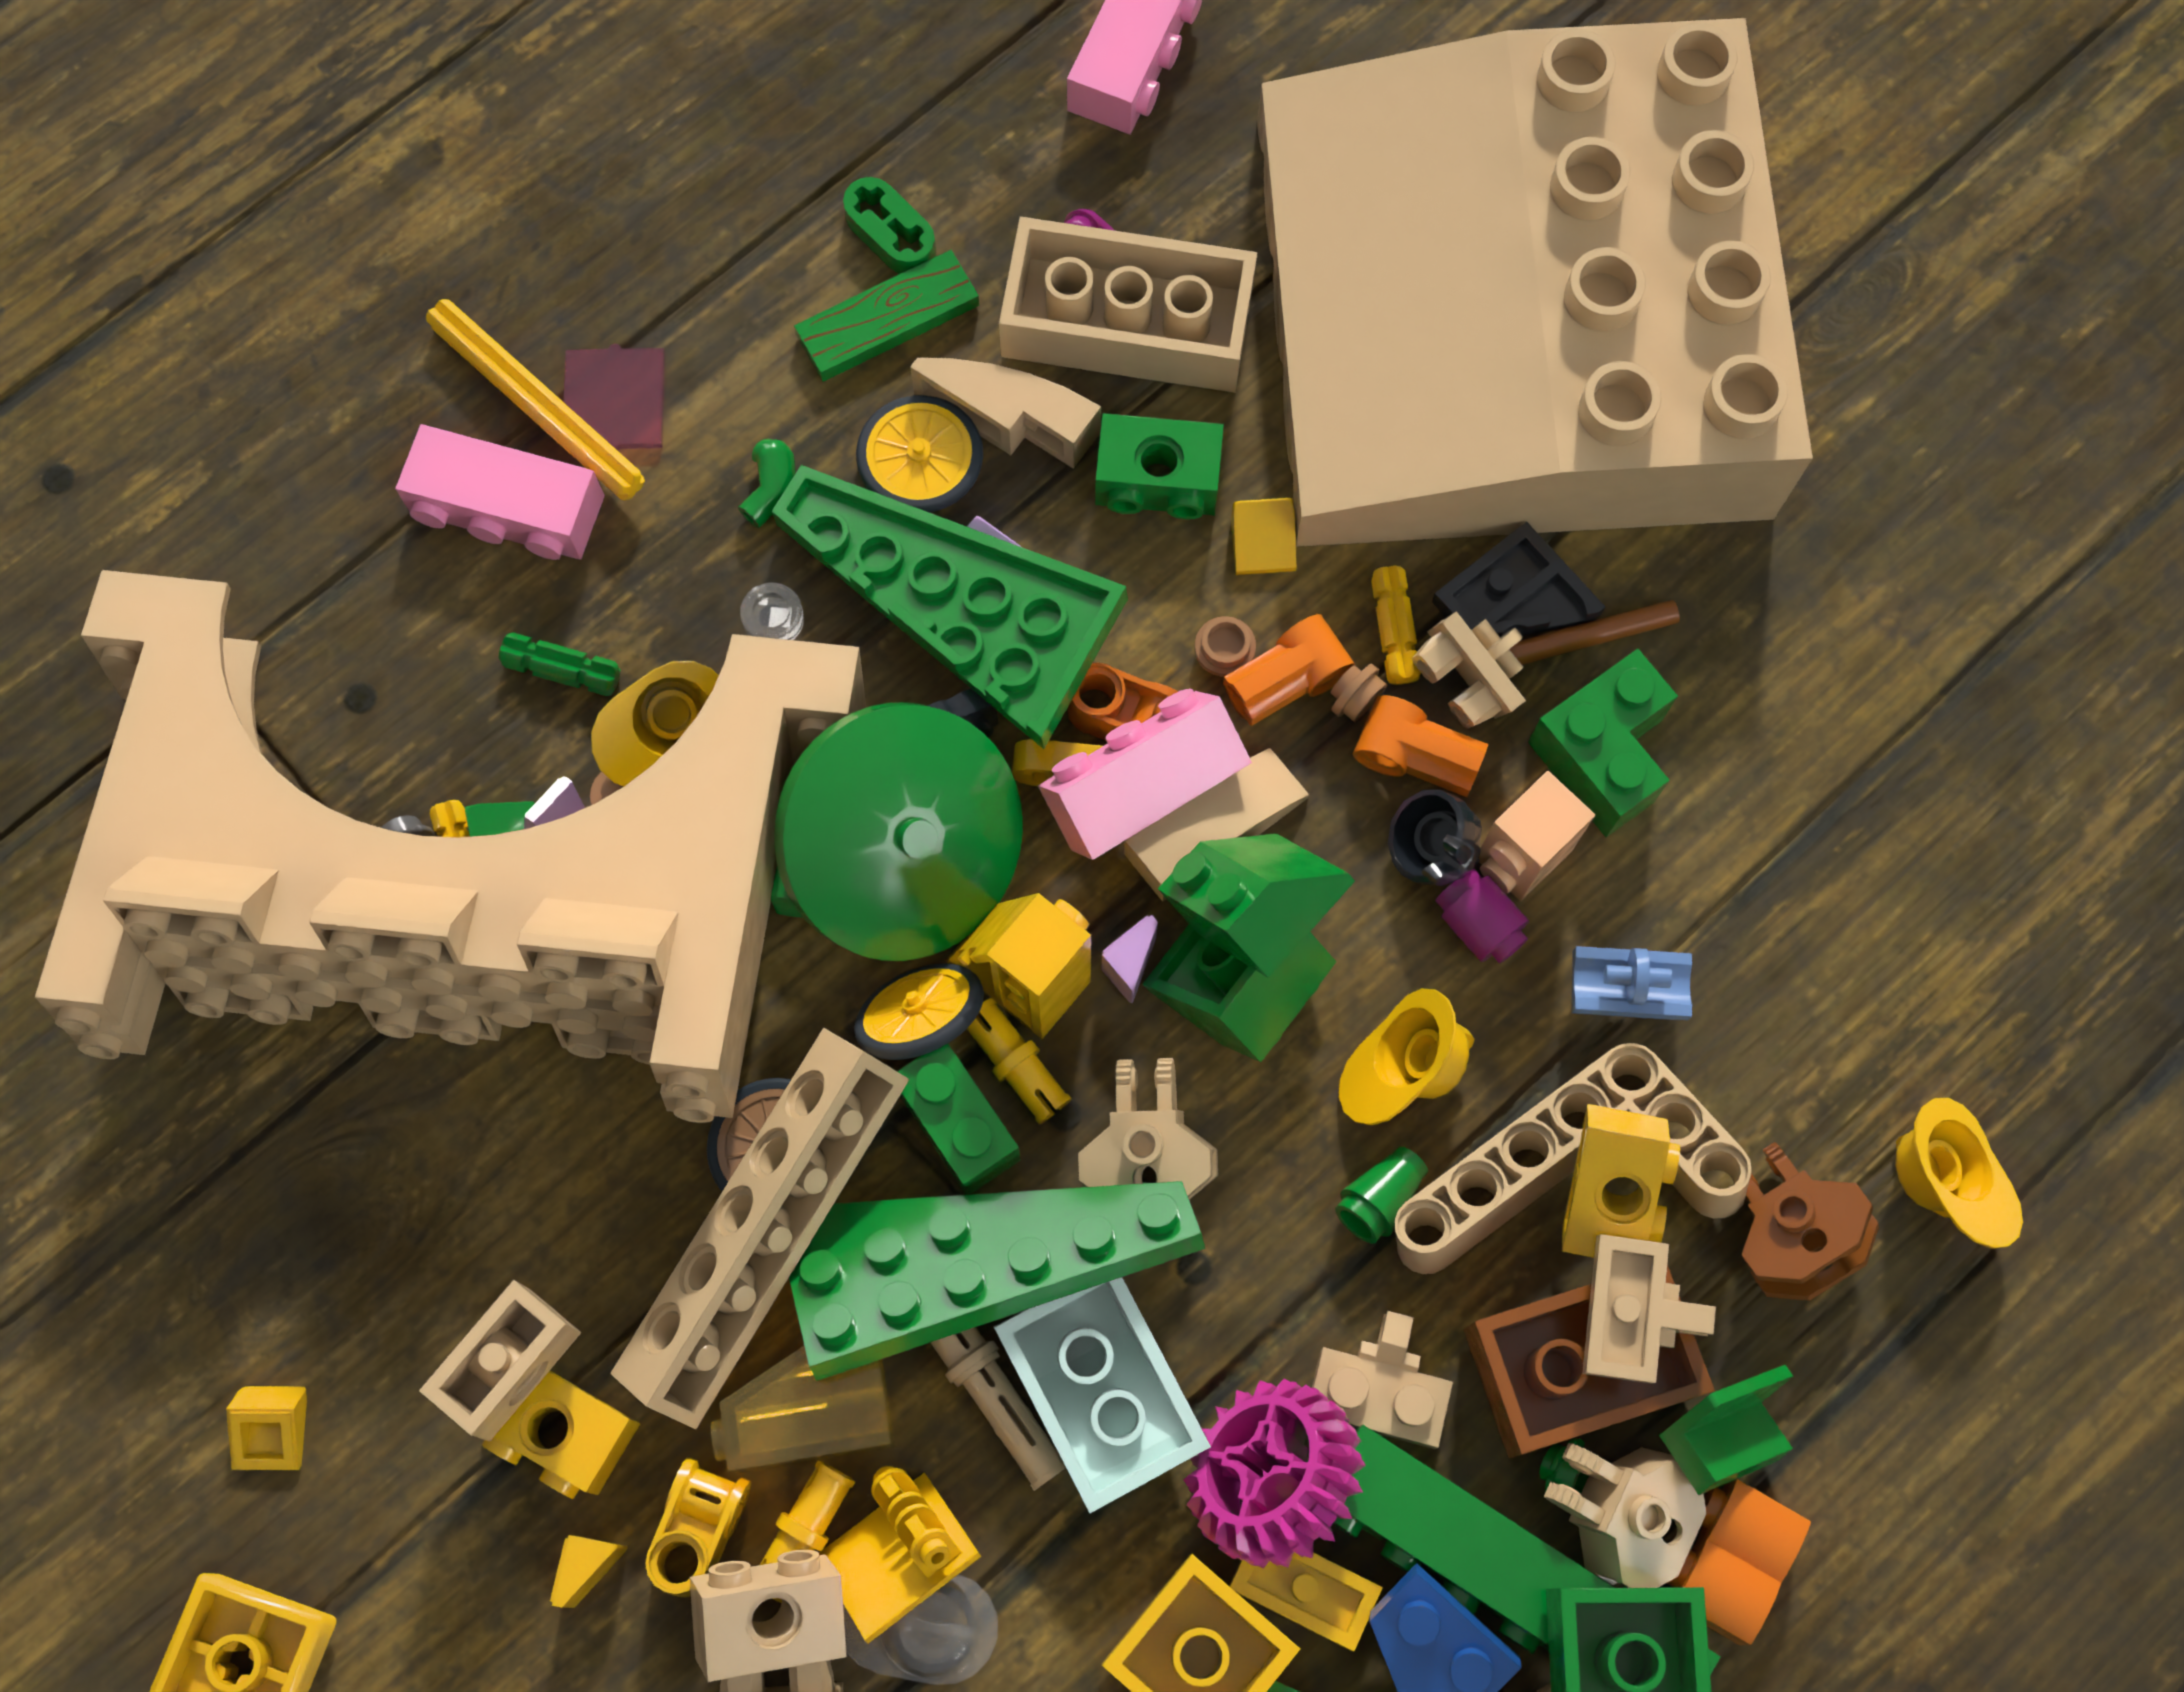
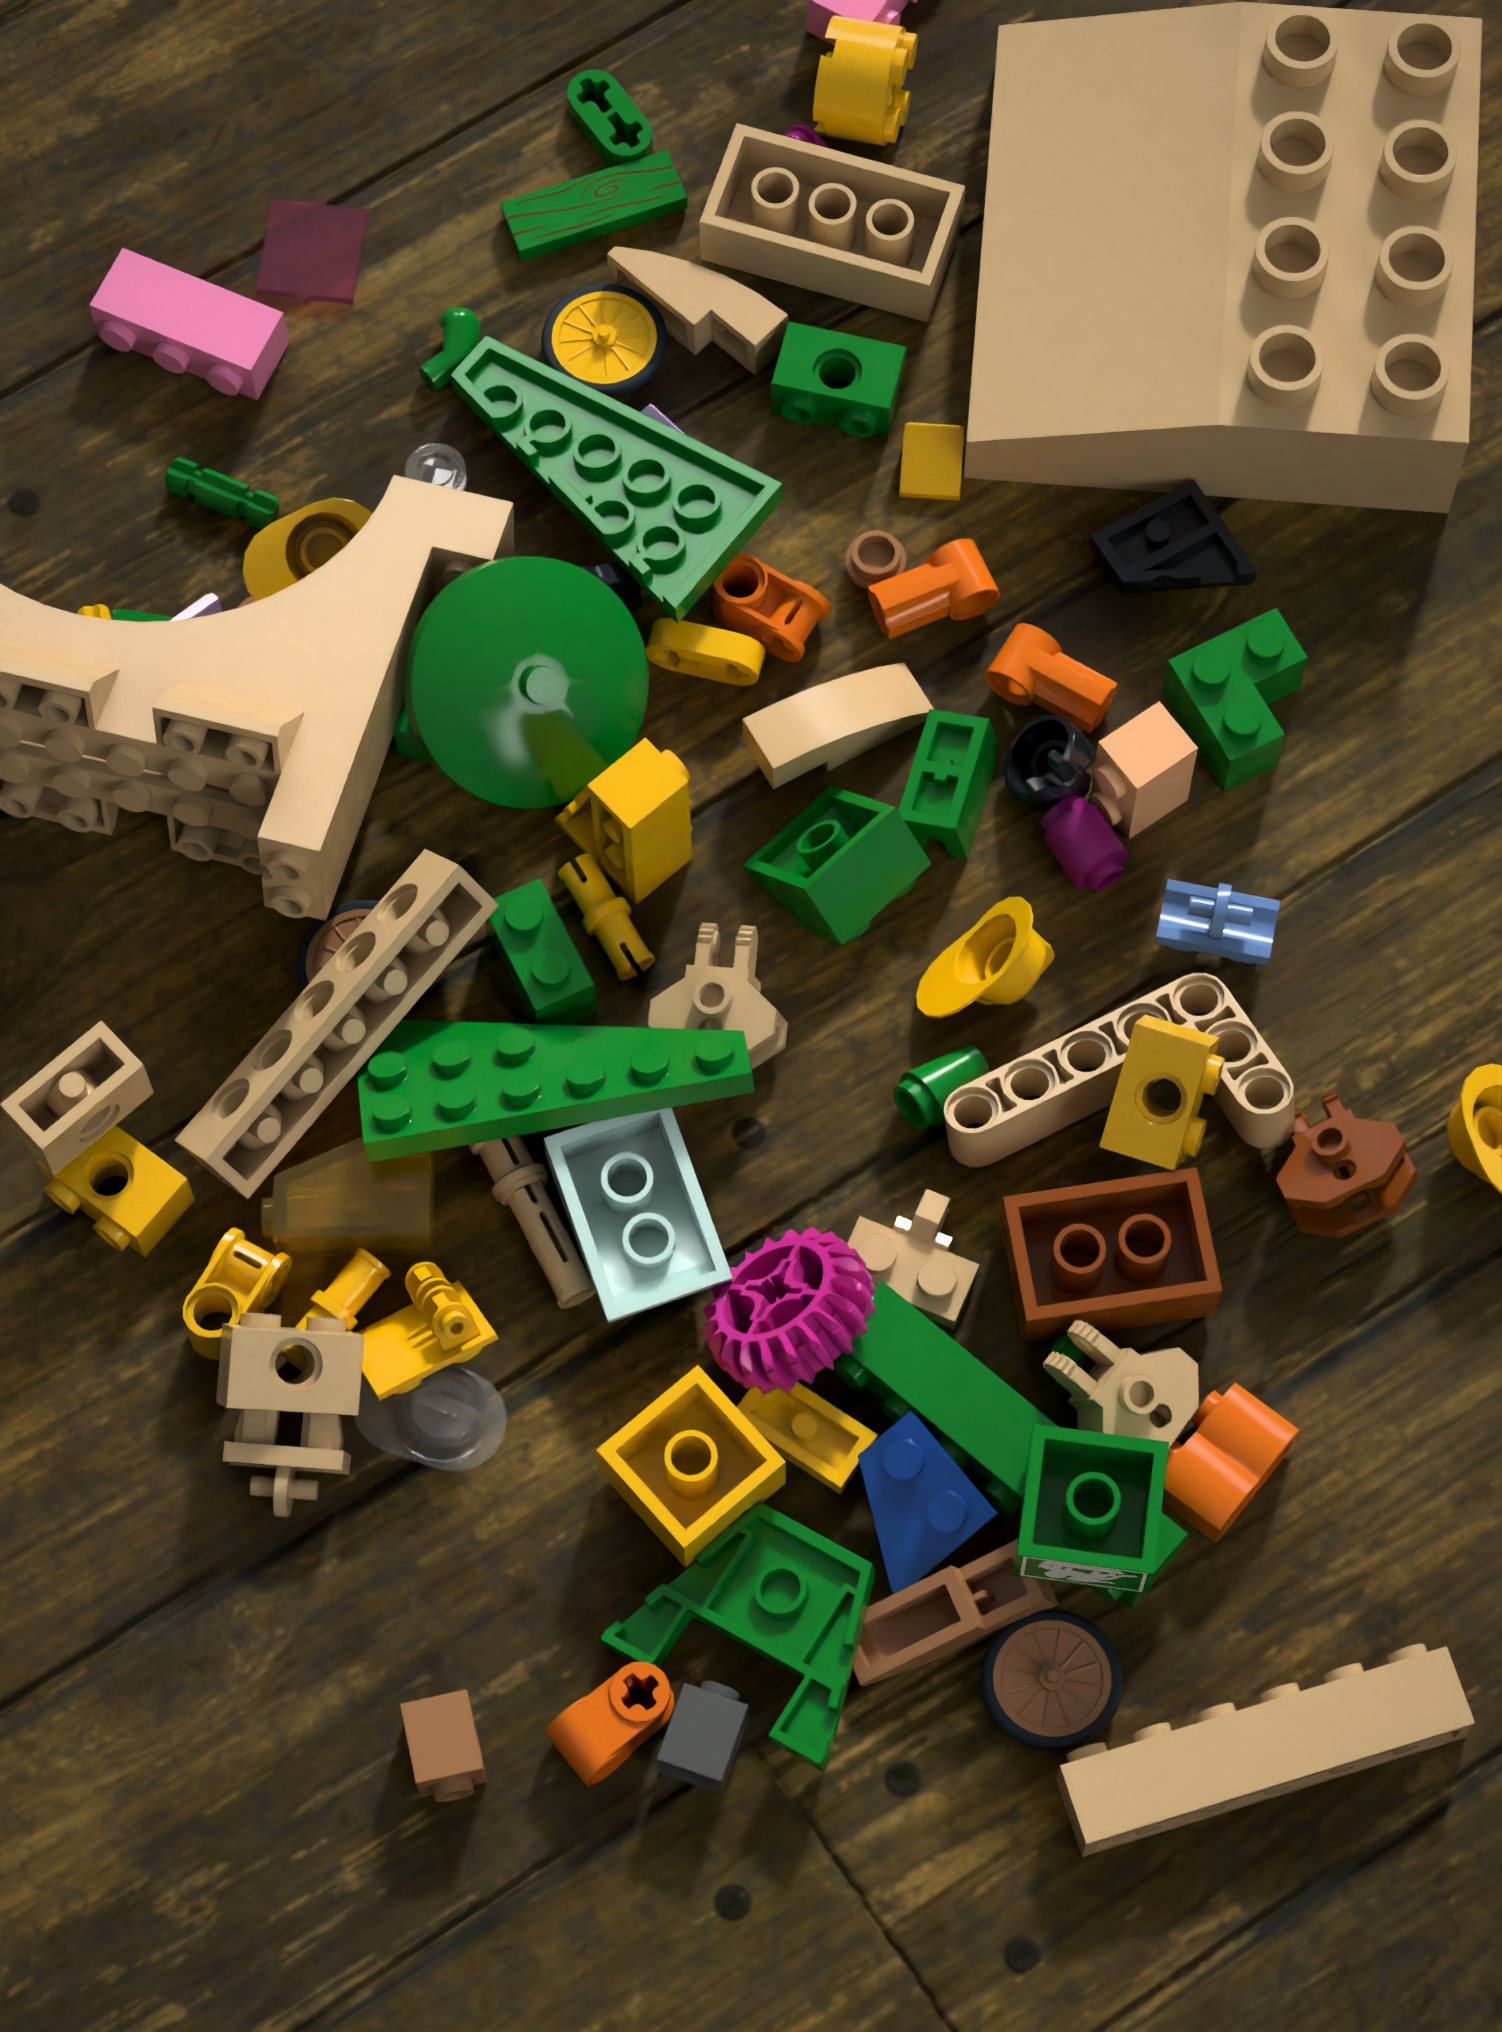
camera: 10 degrees right, 5 degrees down
(535, 399) = (235, 241): yellow axle -> none
(581, 1568) = (123, 1311): yellow slope -> none
(919, 1011) = (522, 853): yellow wheel -> none
(1128, 956) = (732, 834): lavender slope -> none
(1134, 154) = (862, 81): none -> yellow brick
(1144, 772) = (771, 658): bright pink brick -> none
(1254, 895) = (854, 784): green slope -> none
(1348, 839) = (950, 780): none -> green hinge
(1357, 691) = (996, 618): medium nougat plate -> none
(1395, 624) = (1048, 562): yellow axle -> none
(1481, 660) = (1127, 631): tan hips -> none
(1596, 632) = (1239, 597): dark orange bar -> none
(1635, 1310) = (1156, 1201): tan hinge -> none
(1729, 1433) = (1233, 1332): green panel -> none

